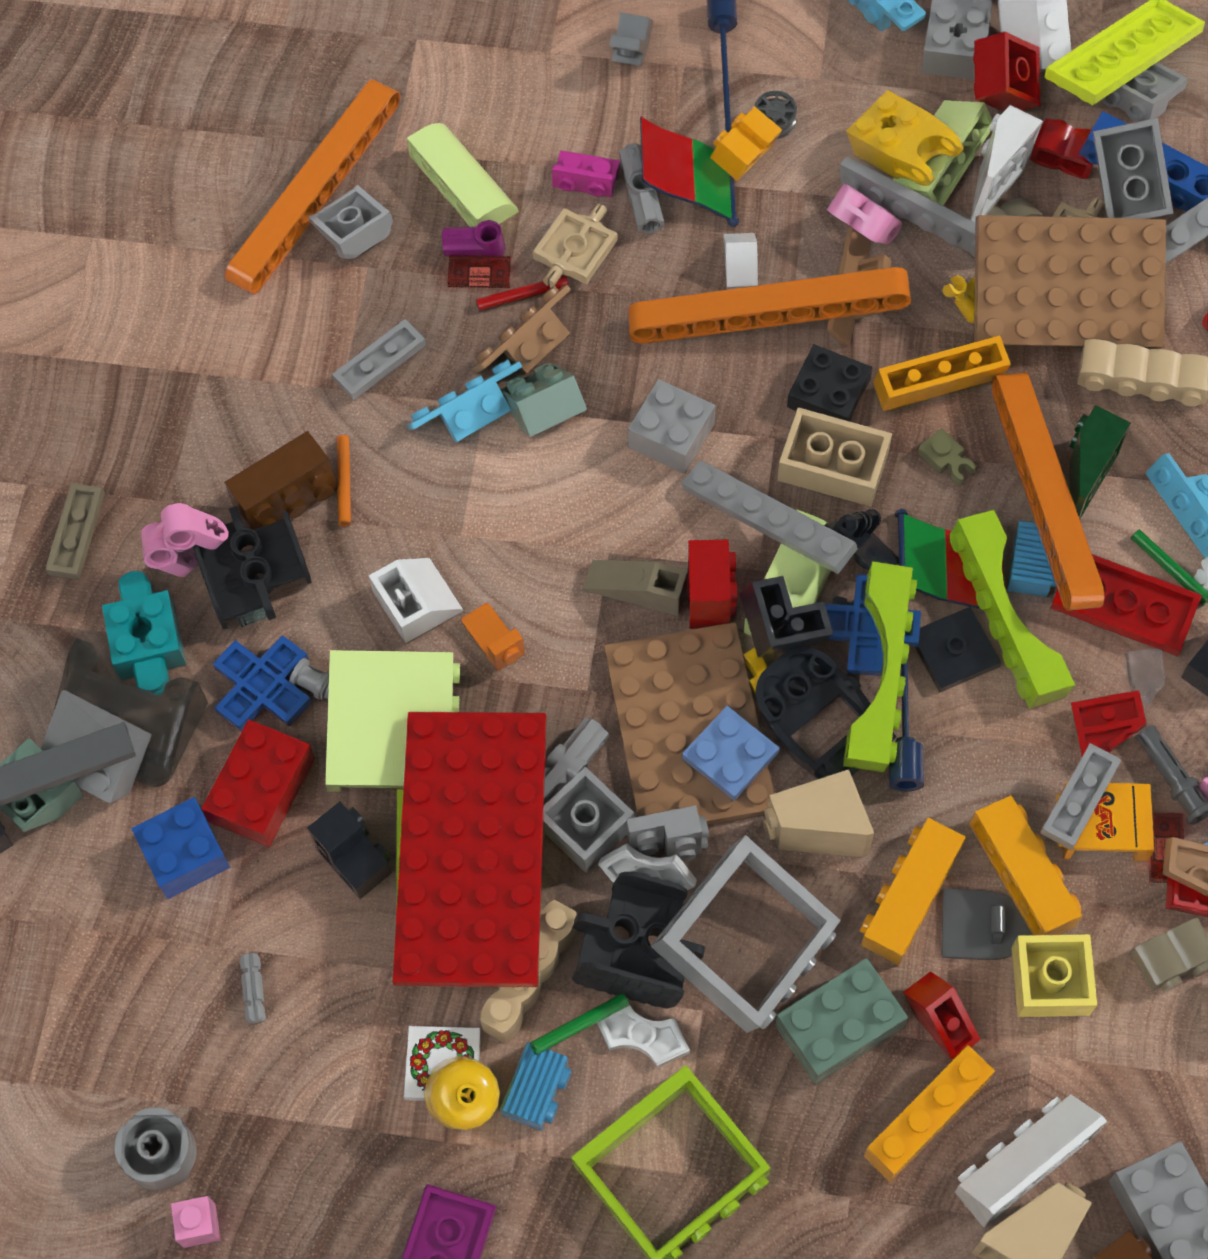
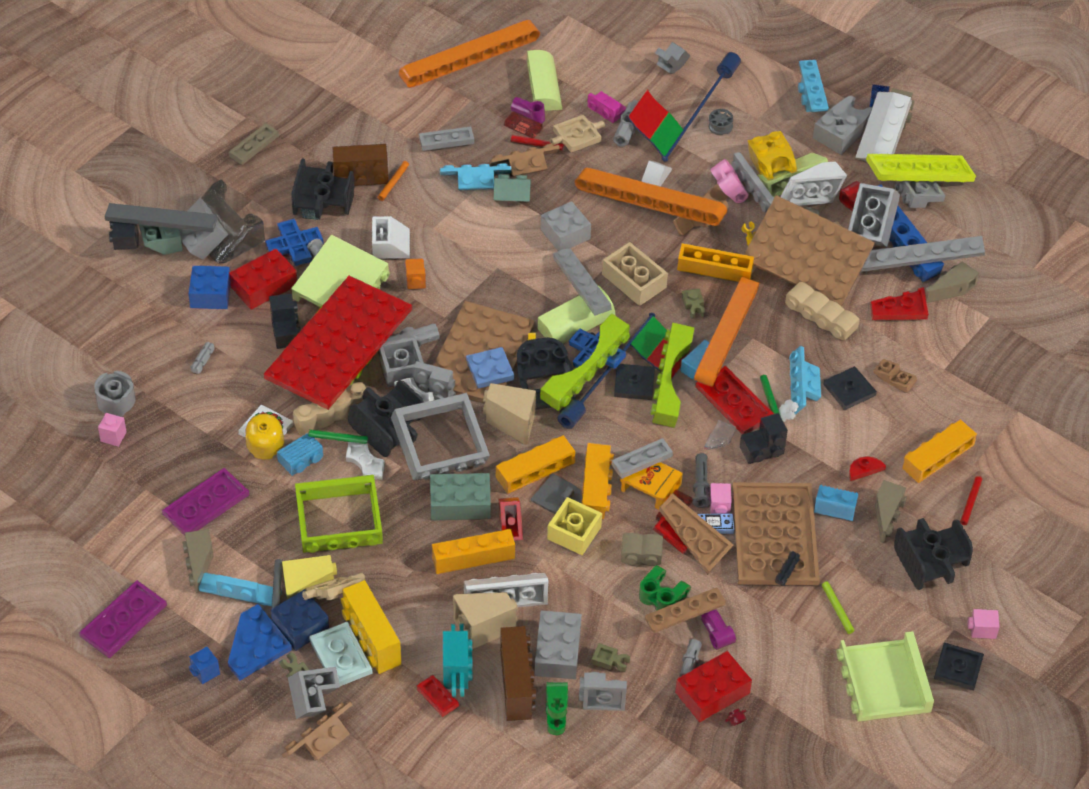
camera: 25 degrees right, 15 degrees down
(143, 633) = (255, 194): teal brick -> none
(169, 542) = (296, 154): bright pink piece -> none
(353, 223) = (476, 77): light grey slope -> none
(639, 583) = (501, 283): dark tan slope -> none
(711, 583) = (532, 294): red brick -> none
(745, 143) = (694, 126): light orange brick -> none
(778, 625) = (550, 322): black brick -> none
(829, 384) = (658, 244): black brick -> none
(860, 529) = (624, 309): black hinge -> none
(1006, 72) = (848, 149): red brick -> none
(1095, 450) = (761, 332): dark green slope -> none
(1108, 720) = (686, 442): red wing -> none

